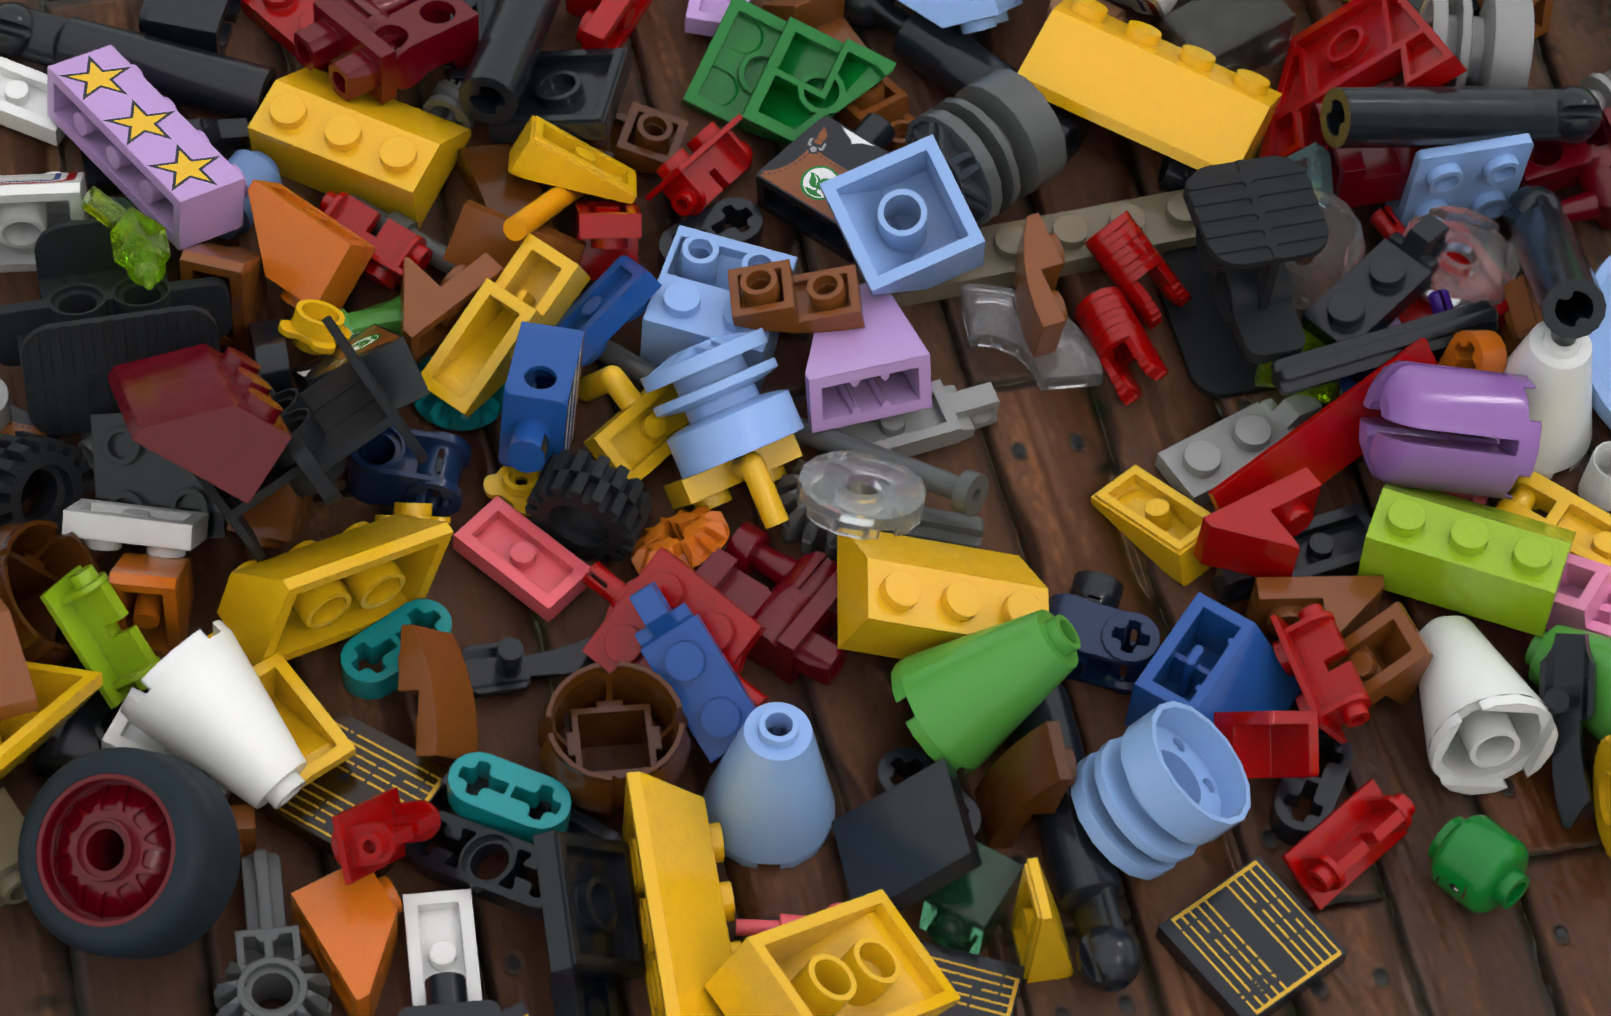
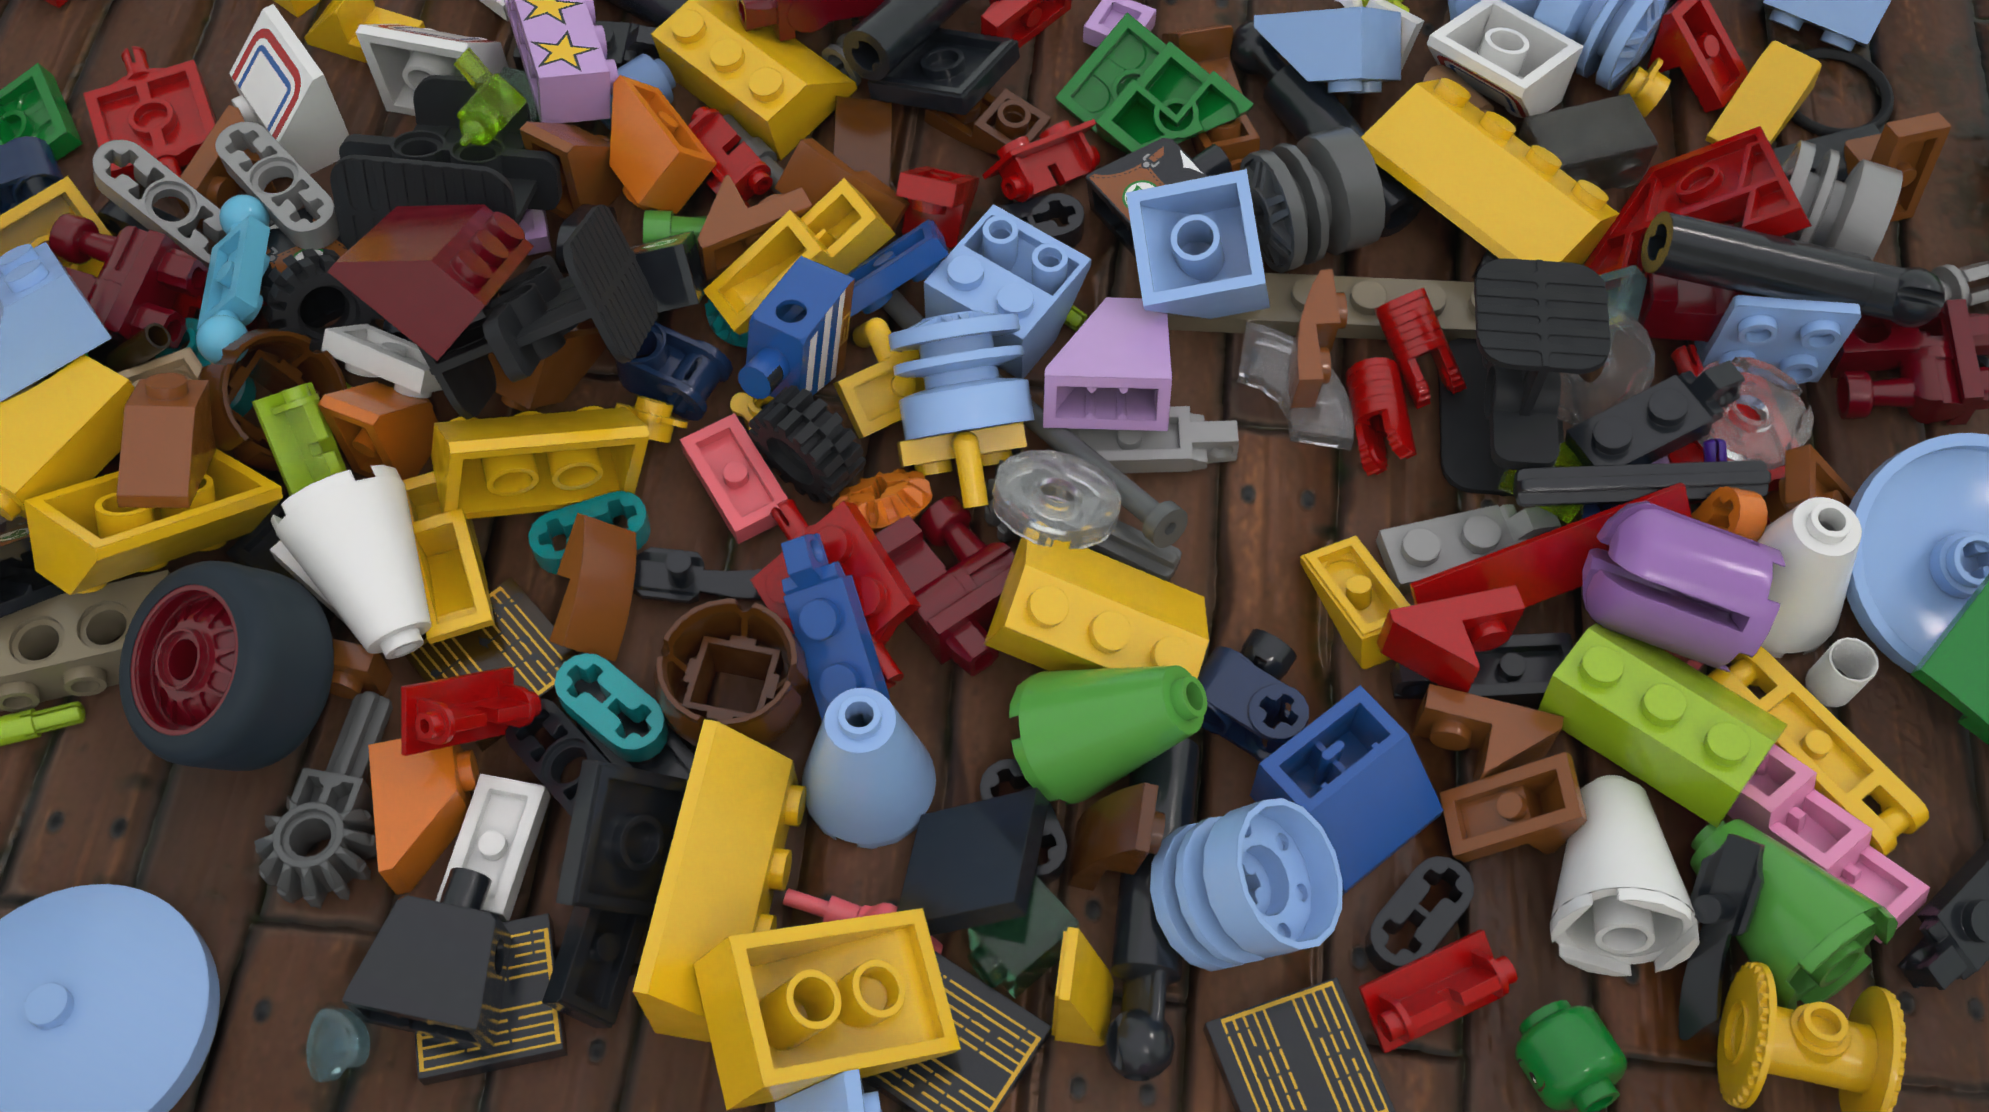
camera: 25 degrees right, 5 degrees up
(309, 331) = (636, 218): yellow plate -> none
(539, 212) = (879, 161): light orange bar -> none
(561, 160) = (923, 128): yellow slope -> none
(801, 303) = (1053, 295): dark orange slope -> none
(1273, 742) = (1384, 862): red panel -> none
(1306, 652) = (1462, 833): red hinge -> none
(1554, 263) = (1846, 444): black piece -> none

